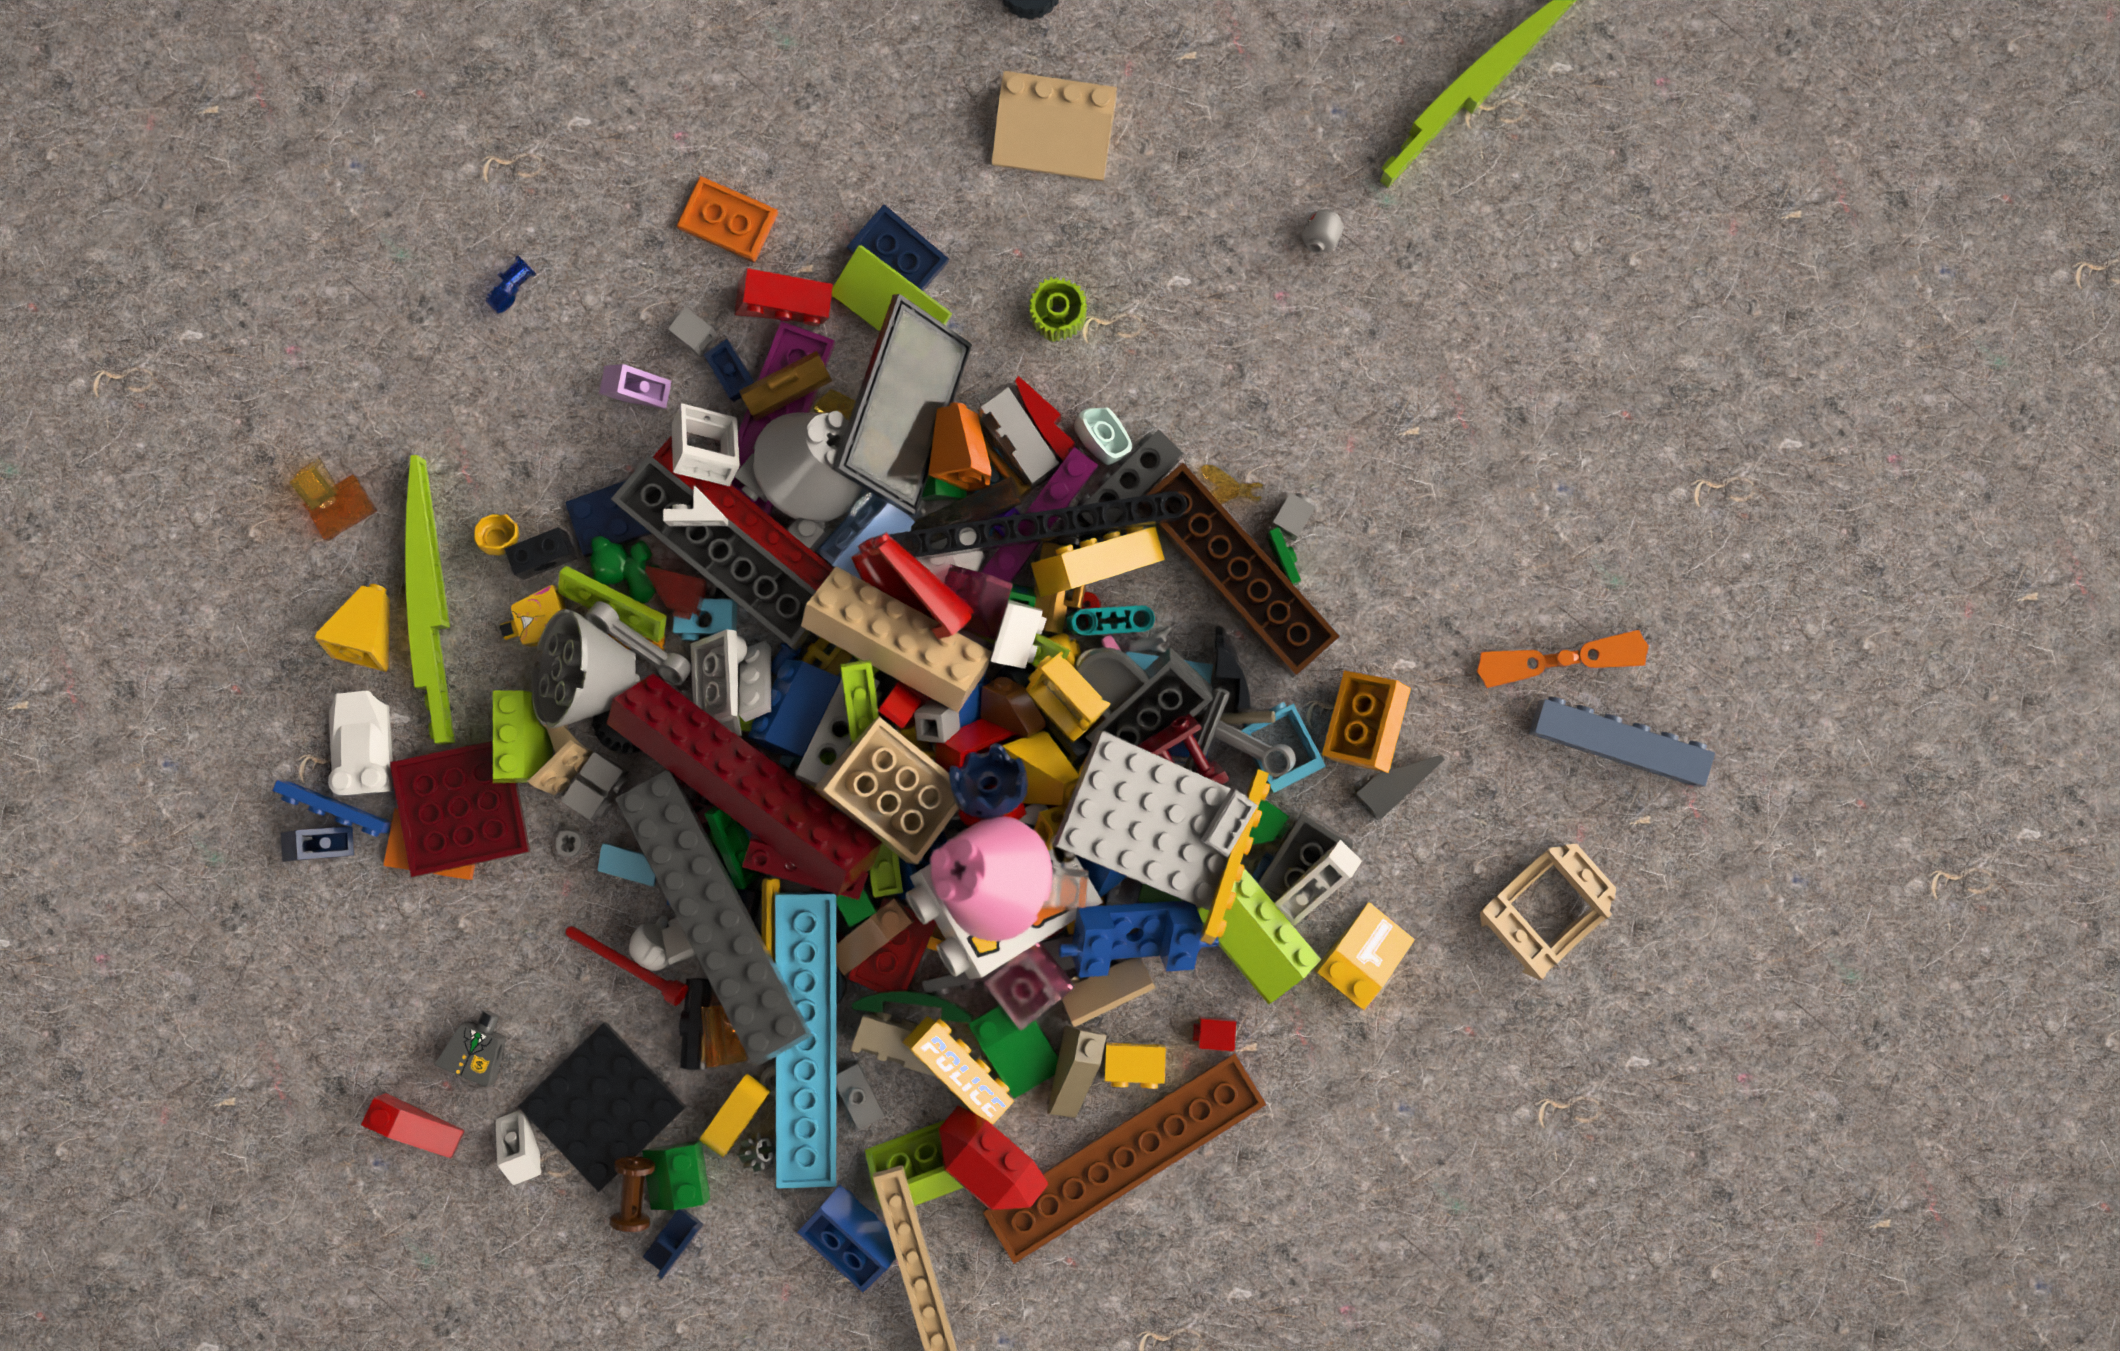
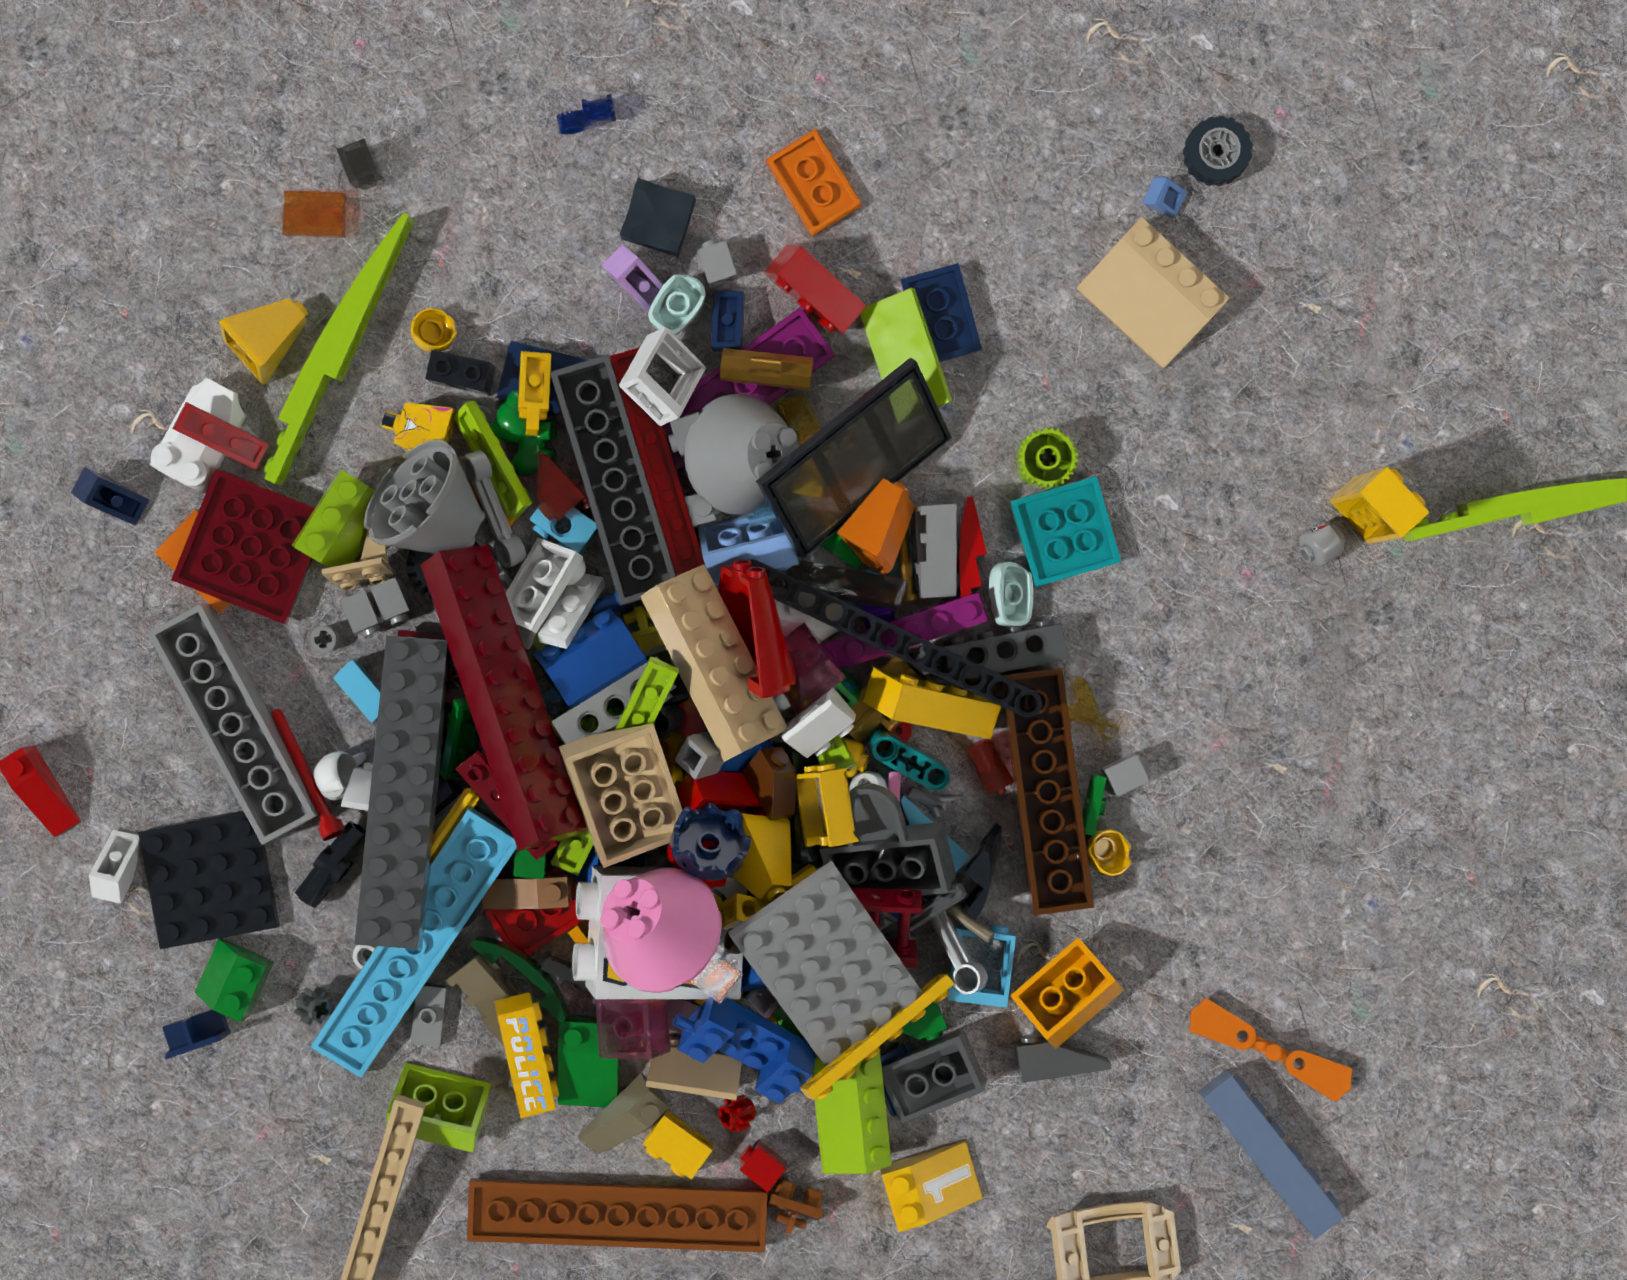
camera: 30 degrees right, 5 degrees up
(315, 485) = (304, 182): clear yellow slope -> none
(321, 804) = (136, 465): blue plate -> none
(351, 442) = (360, 164): none -> clear smoke brick
(377, 732) = (221, 435): none -> red tile
(475, 1050) = (131, 762): dark grey torso -> none
(538, 959) = (234, 721): none -> light grey brick
(608, 524) = (534, 389): none -> yellow hinge
(620, 326) = (658, 217): none -> black brick
(630, 1215) = (172, 989): reddish brown hose -> none
(679, 382) = (677, 303): none -> light aqua piece
(702, 514) = (622, 440): white slope -> none
(720, 1038) = (343, 893): clear orange plate -> none
(735, 1115) = (315, 963): yellow beam -> none
(850, 1238) = (345, 1128): blue slope -> none
(900, 705) = (679, 722): red slope -> none
(988, 1162) = (499, 1146): red wedge -> none
(1013, 47) = (1165, 196): none -> medium blue slope
(1113, 357) = (1065, 531): none -> teal plate
(1165, 1004) = (737, 1113): none -> red gear
(1179, 583) = (990, 767): none -> clear red piece
(1229, 822) = (891, 1007): light grey plate -> none
(1277, 1044) = (783, 1200): none -> dark orange hips
(1318, 882) = (933, 1103): white slope -> none
(1322, 587) = (1108, 852): none -> yellow hair
(1345, 164) = (1380, 505): none -> yellow brick

